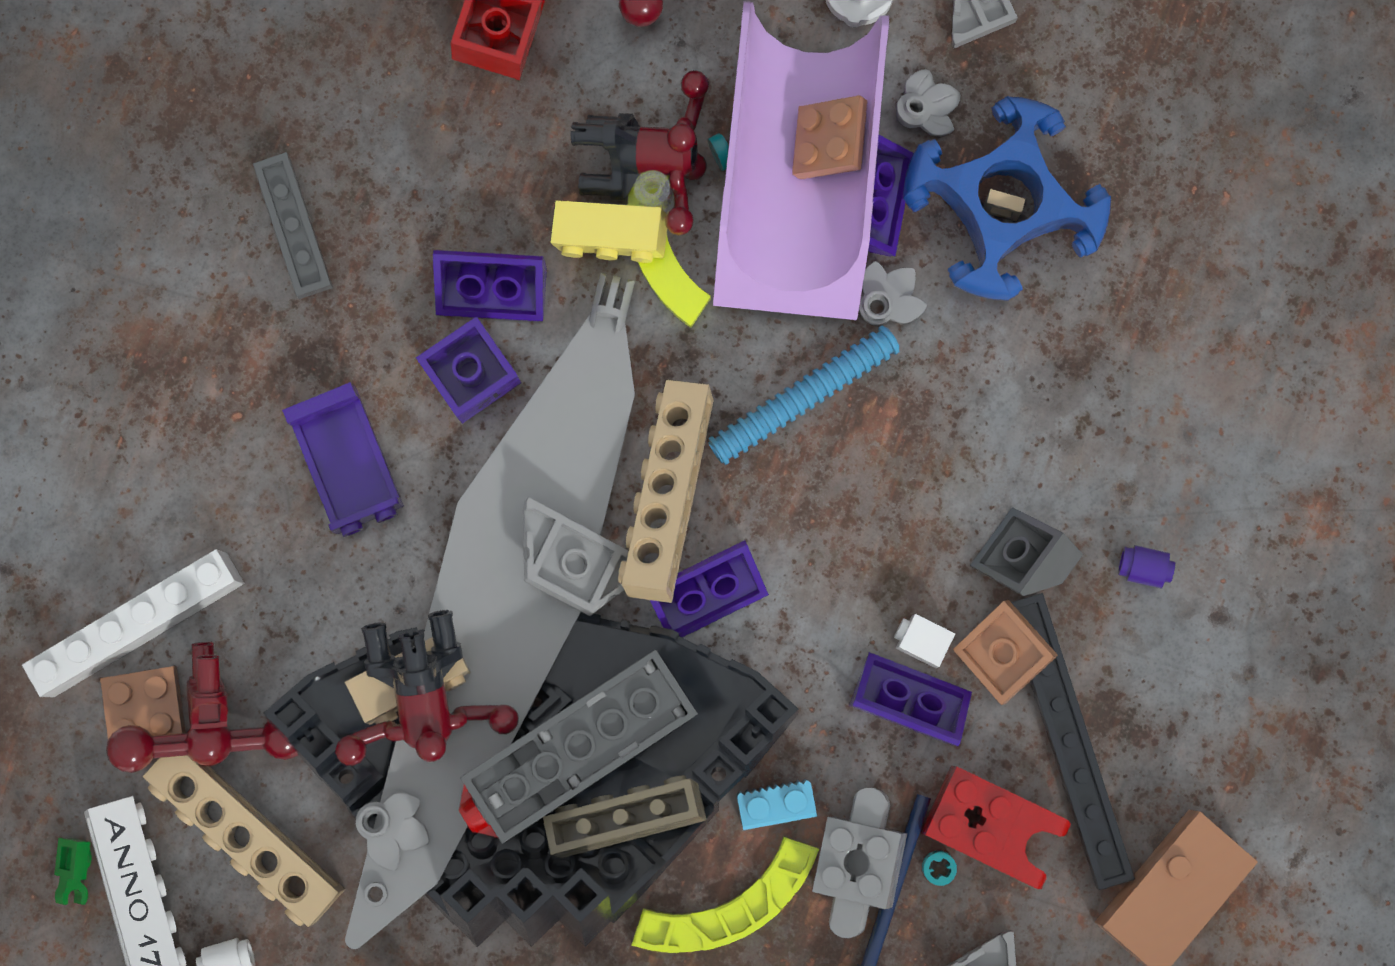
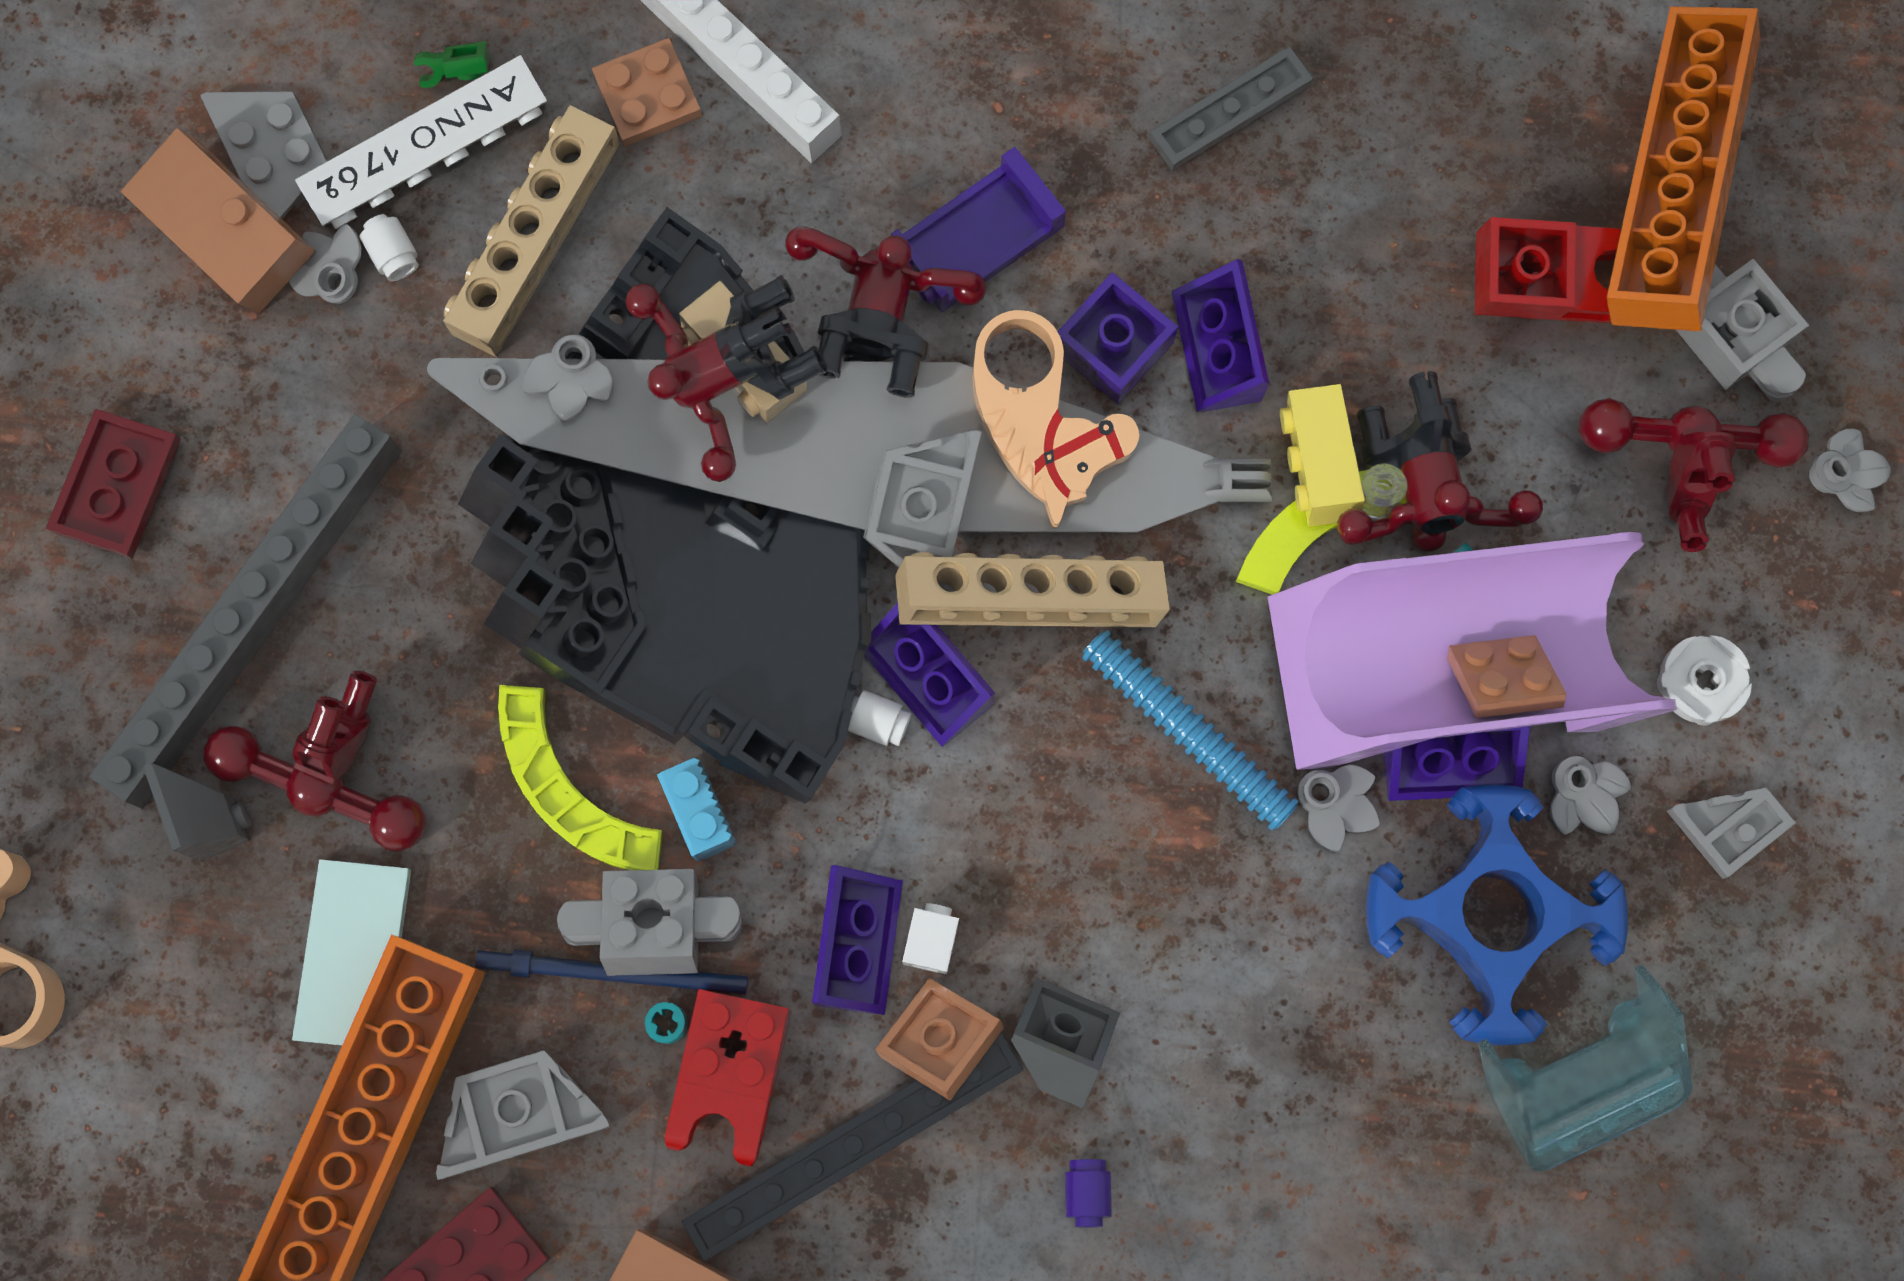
camera: 75 degrees right, 5 degrees down
(208, 738) = (655, 151): dark red connector -> none
(394, 556) = (875, 316): none -> wheel
(529, 461) = (1038, 446): none -> light nougat animal
(574, 749) = (704, 552): dark grey piece -> none
(625, 817) = (638, 629): dark tan brick -> none
(736, 638) = (878, 719): none -> white brick
(1003, 205) = (1487, 914): tan tile -> none
(1151, 159) = (1600, 1088): none -> clear light blue windscreen

